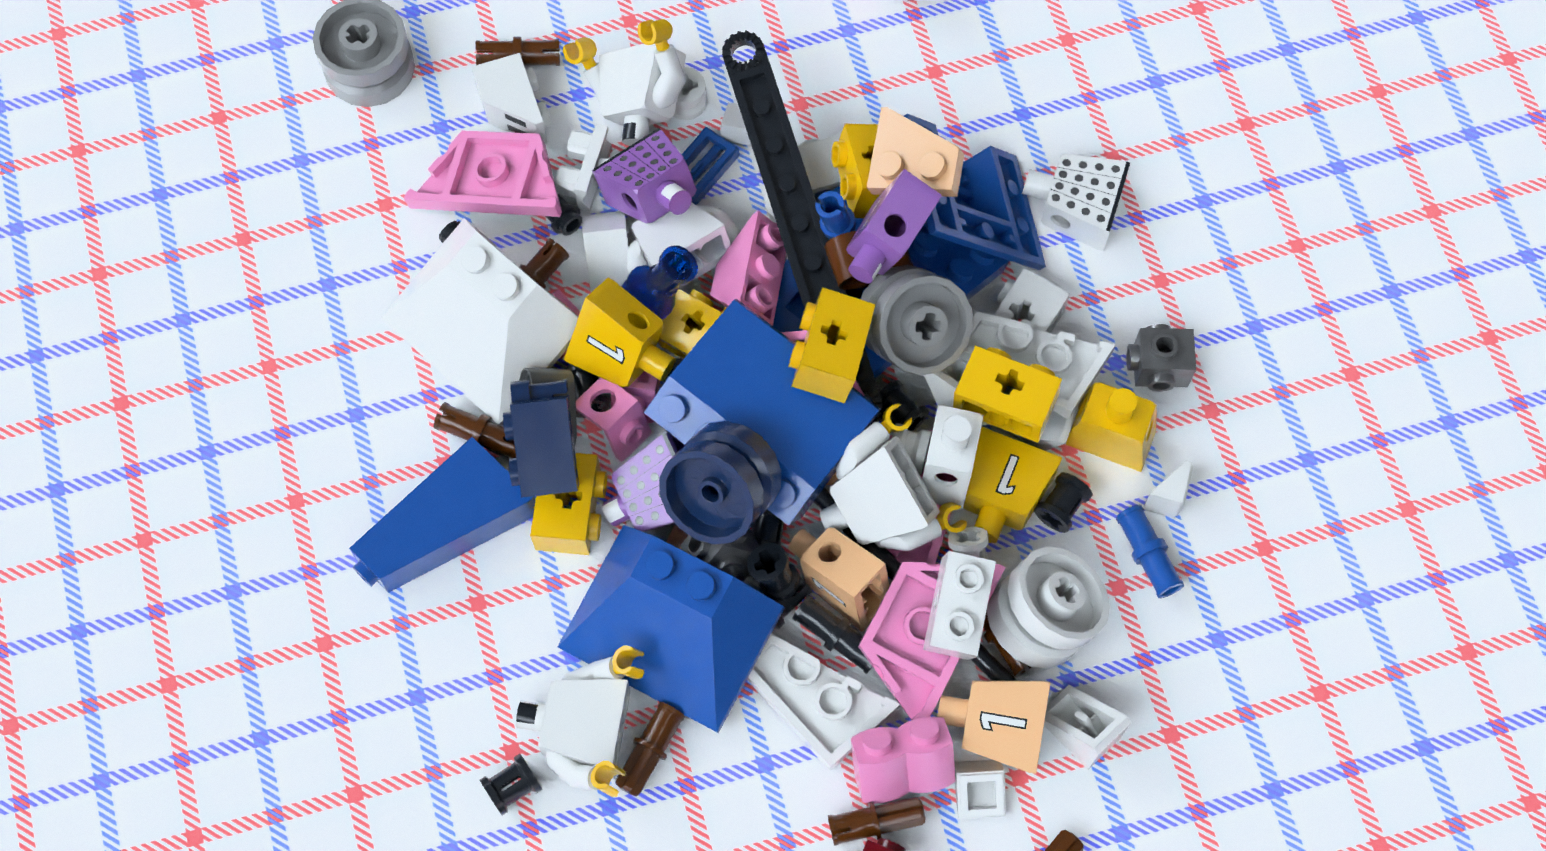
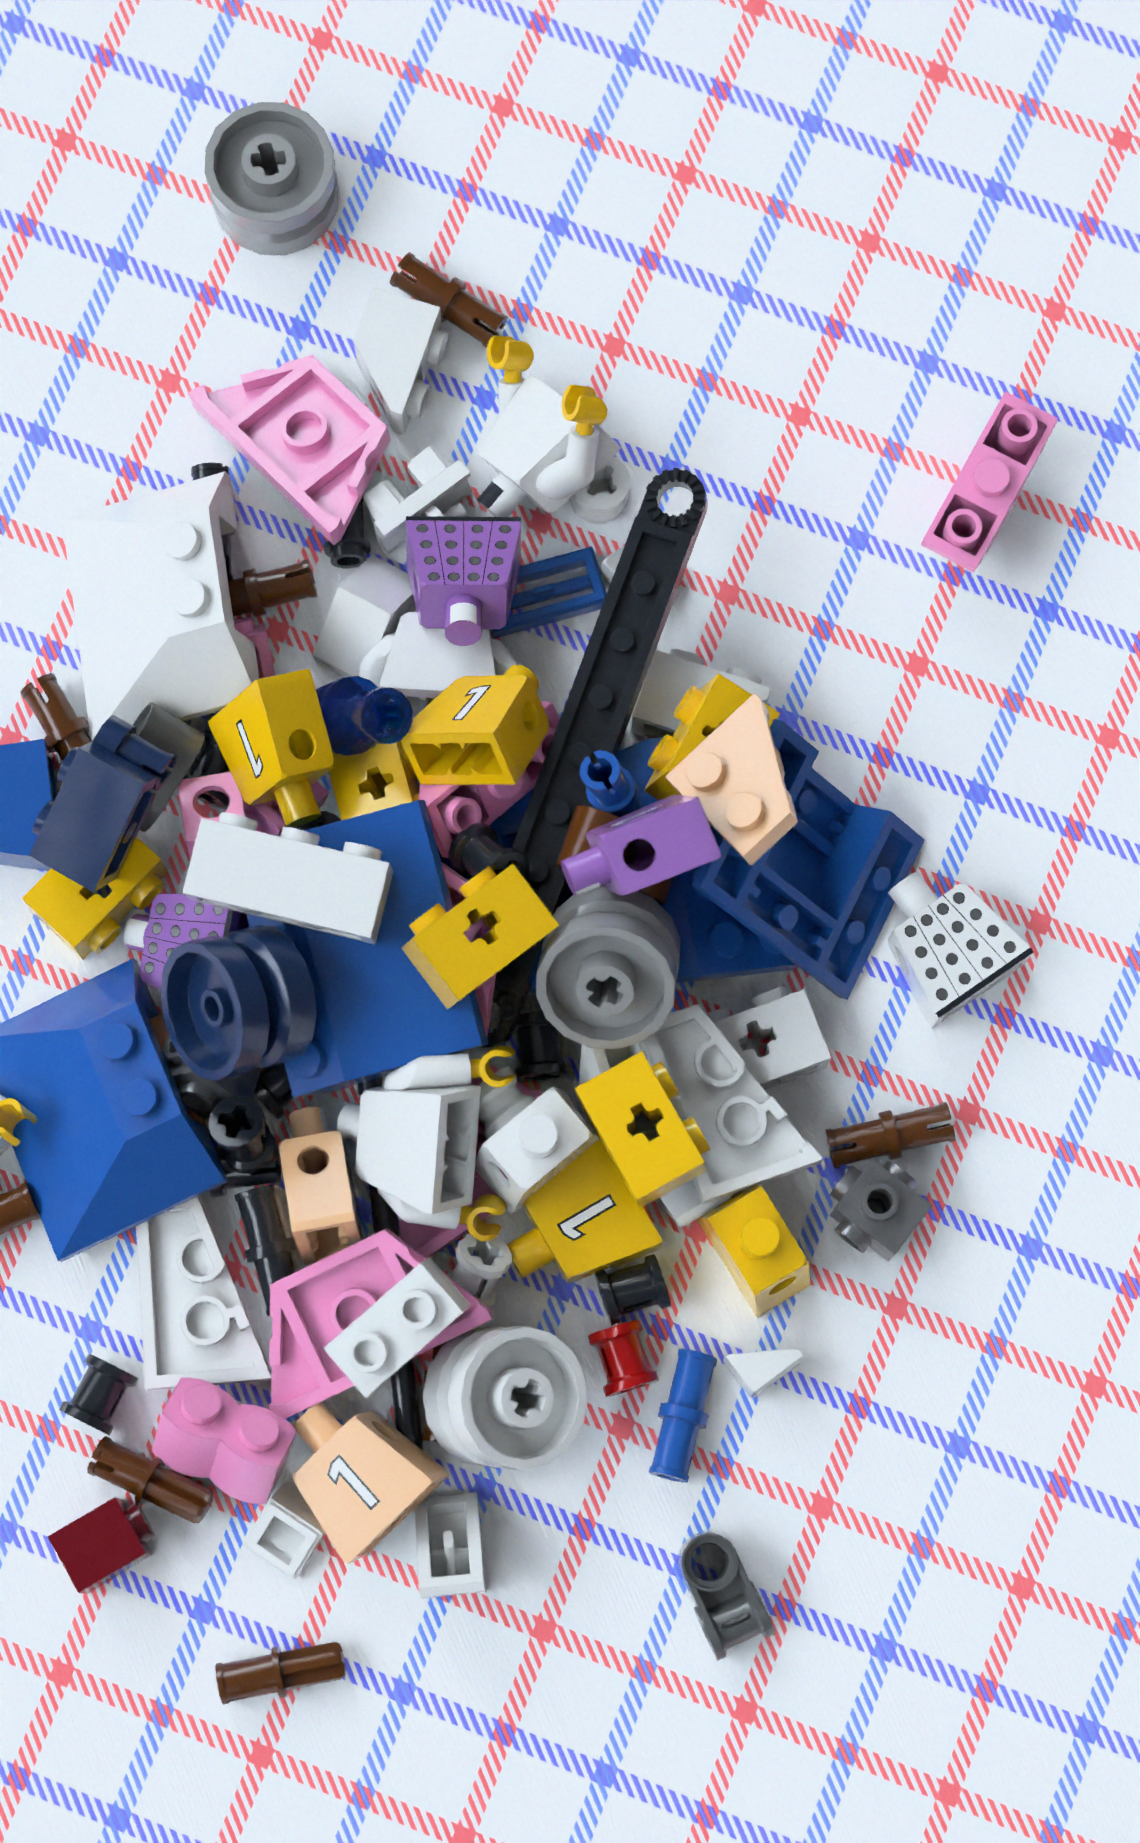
camera: 35 degrees right, 10 degrees up
(697, 389) = (289, 877): none -> white brick
(735, 244) = (478, 730): none -> yellow torso
(787, 312) = (479, 848): none -> black bush
(804, 792) = (98, 1394): none -> black bush
(1090, 543) = (623, 1358): none -> red bush
(1133, 315) = (890, 1135): none -> reddish brown pin
(1258, 633) = (724, 1597): none -> dark grey piece

